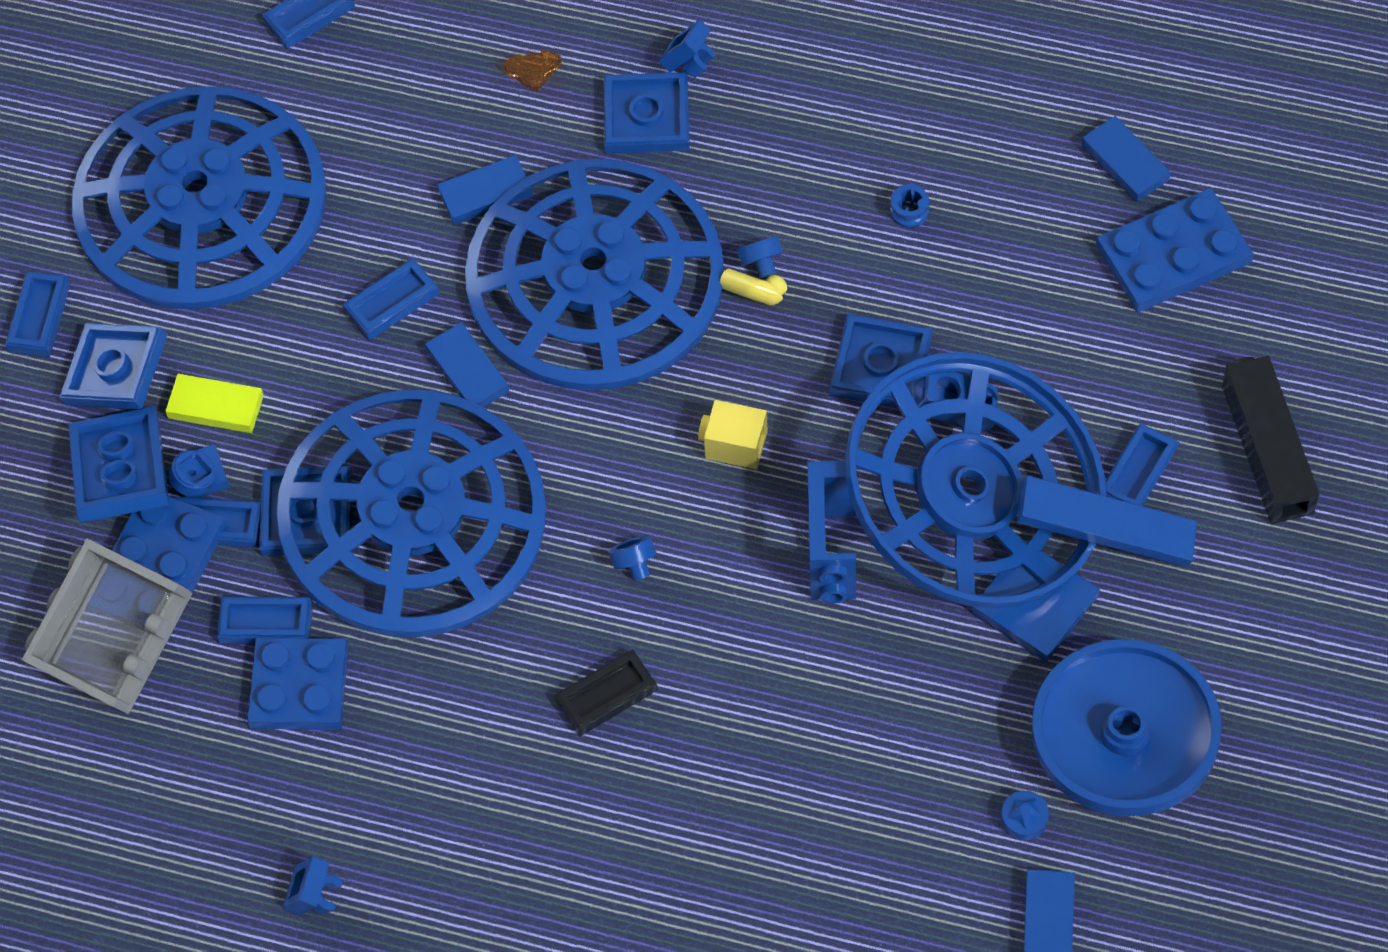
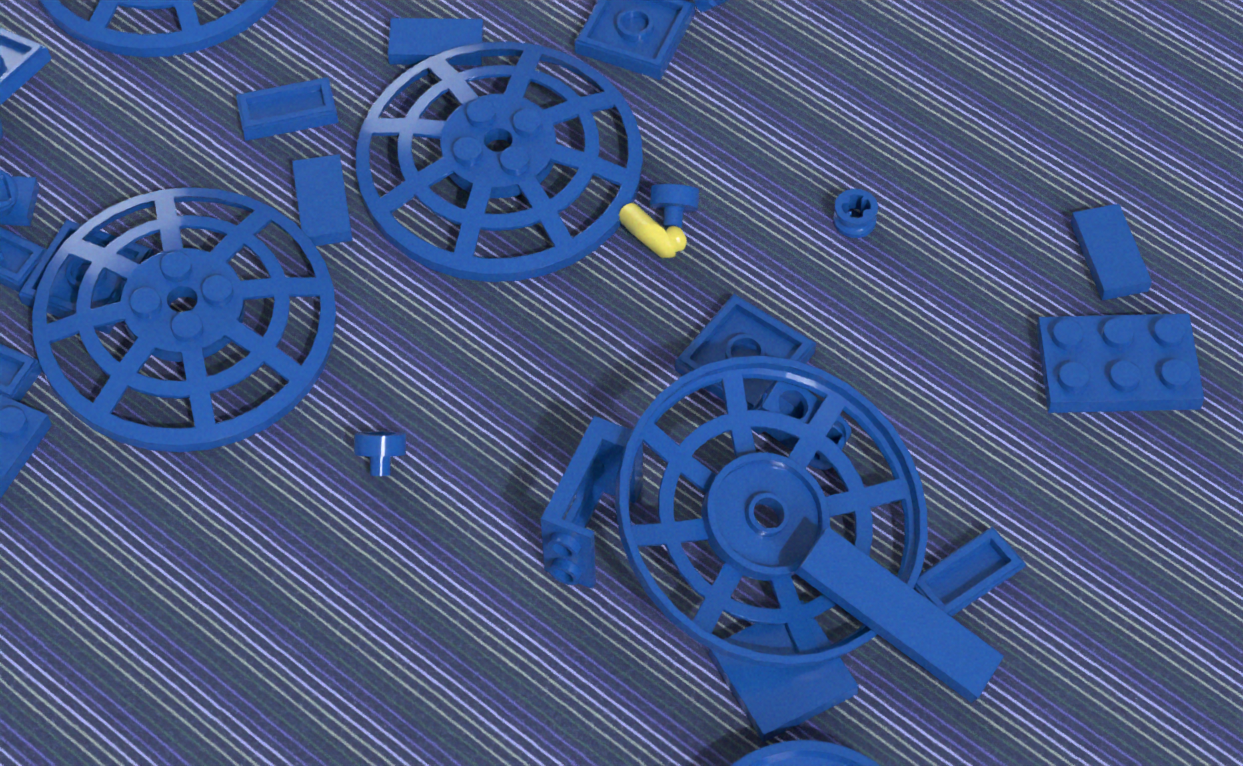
camera: 20 degrees right, 5 degrees down
(214, 403) = (61, 141): neon yellow tile -> none
(606, 692) = (277, 578): black tile -> none
(734, 434) = (550, 367): light yellow brick -> none
(1270, 439) = (1128, 601): black brick -> none

